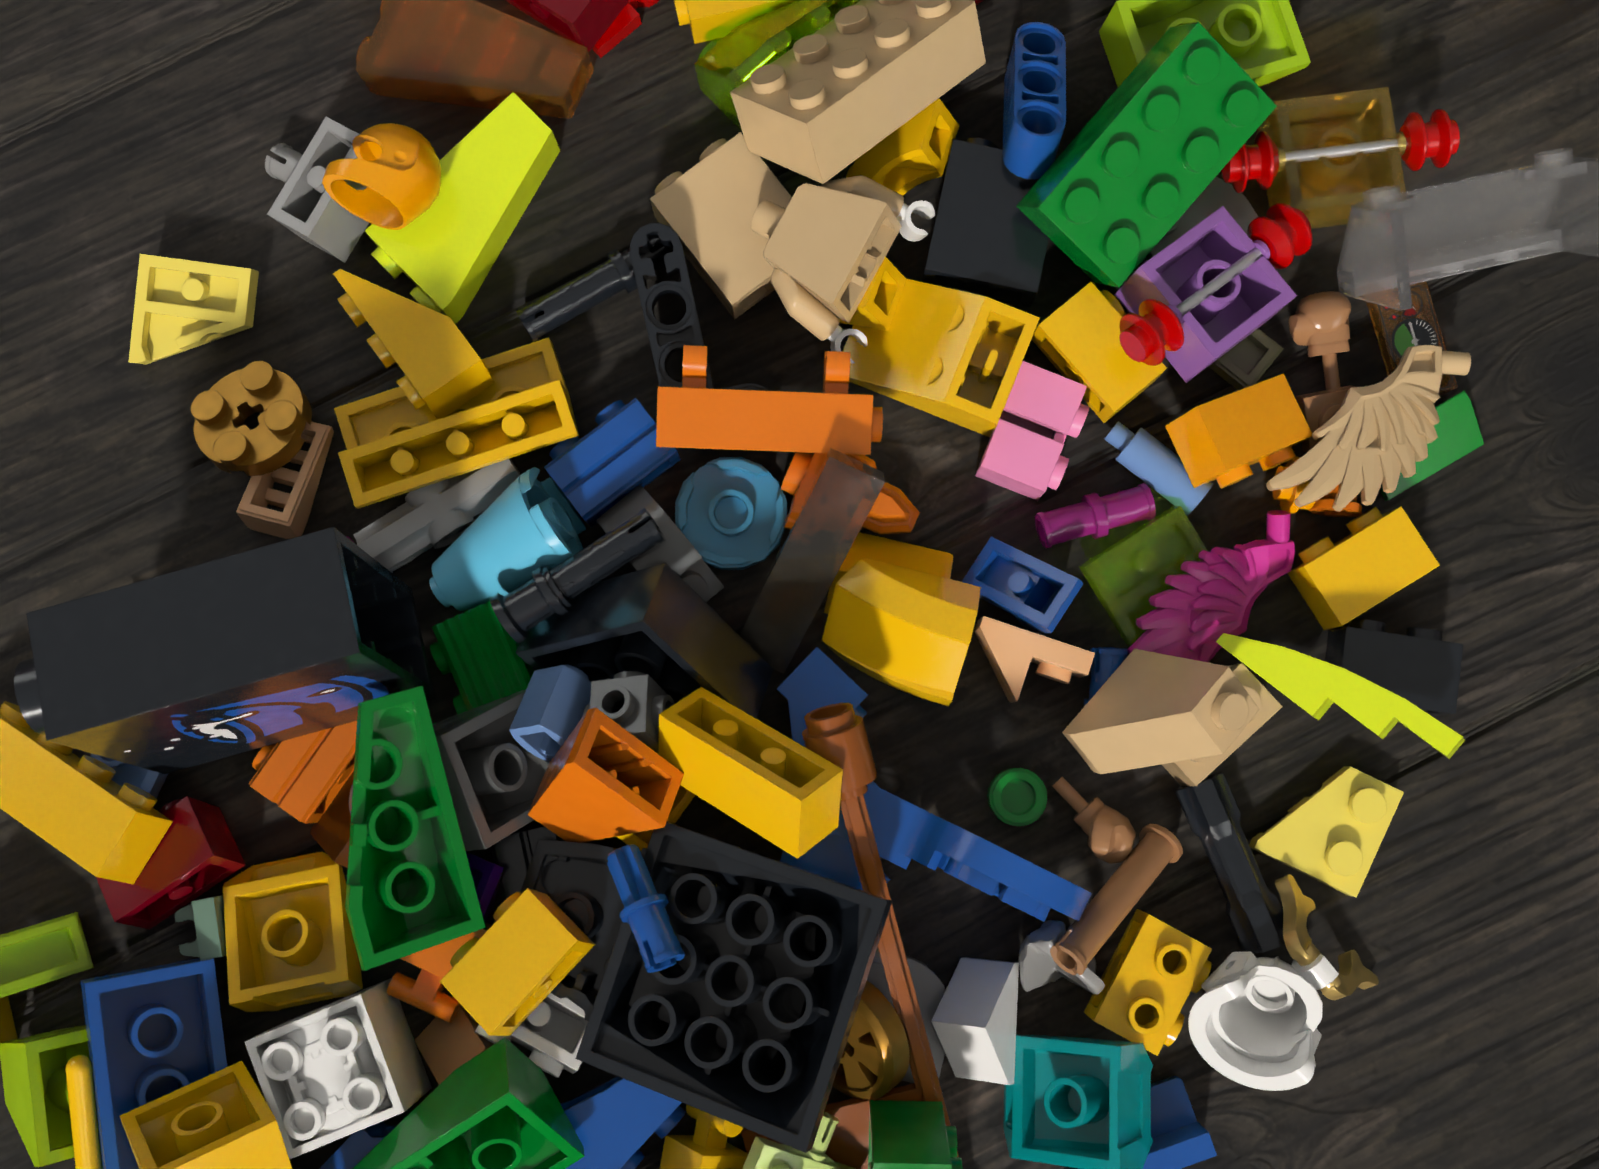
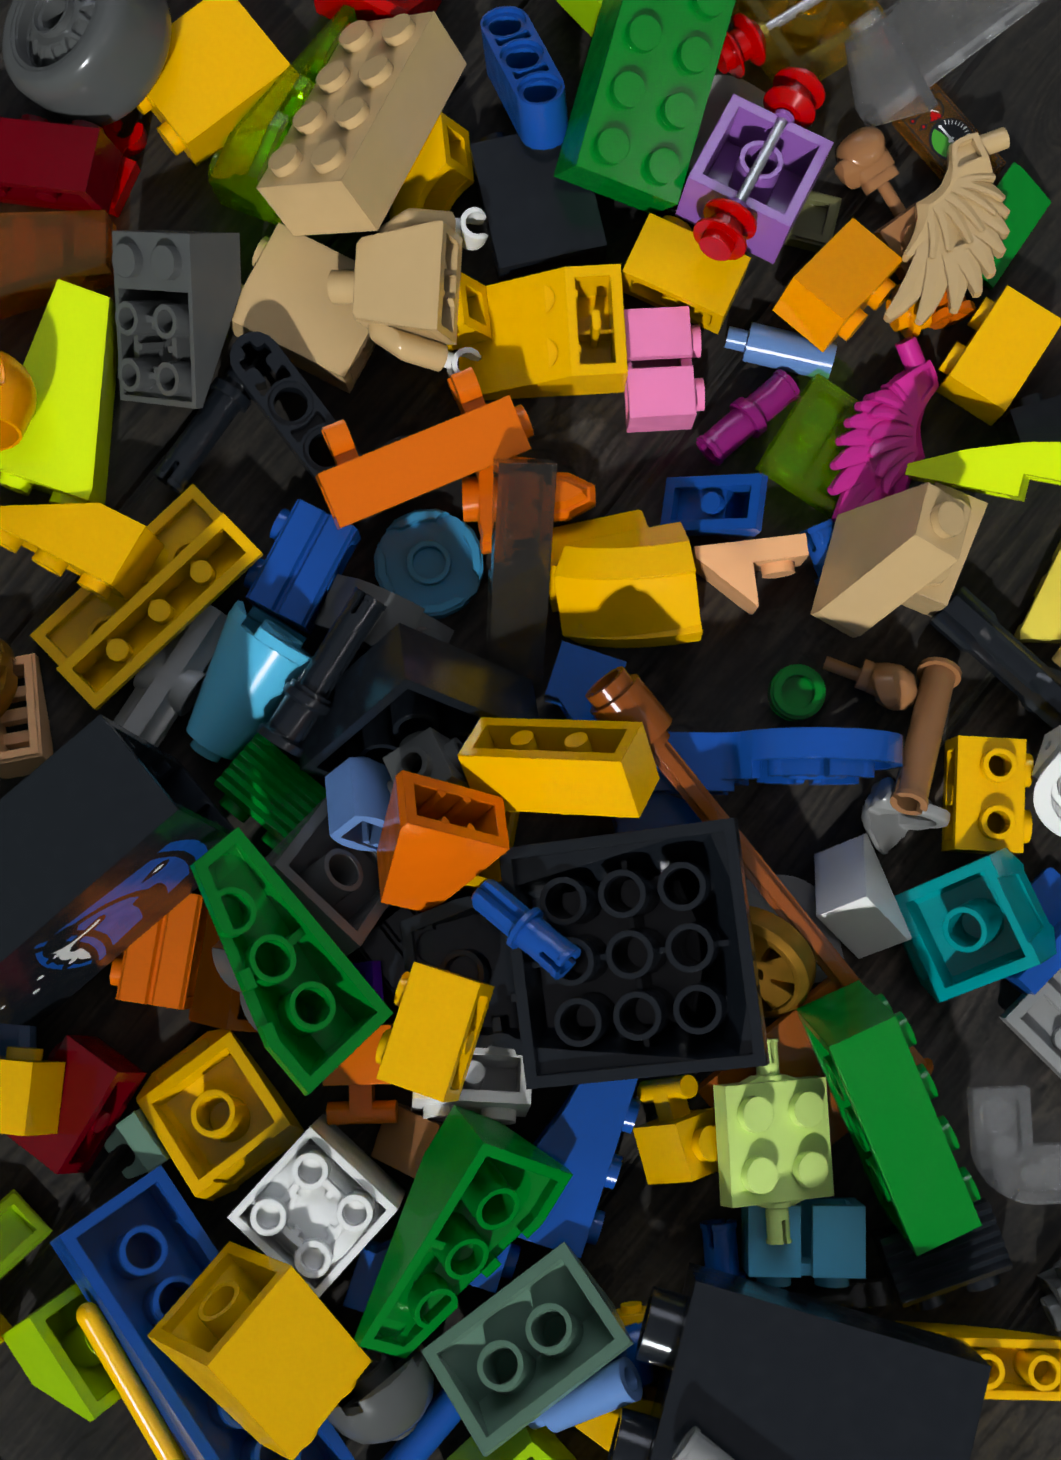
camera: 30 degrees left, 0 degrees up
(604, 169) = (172, 311): none -> dark grey slope

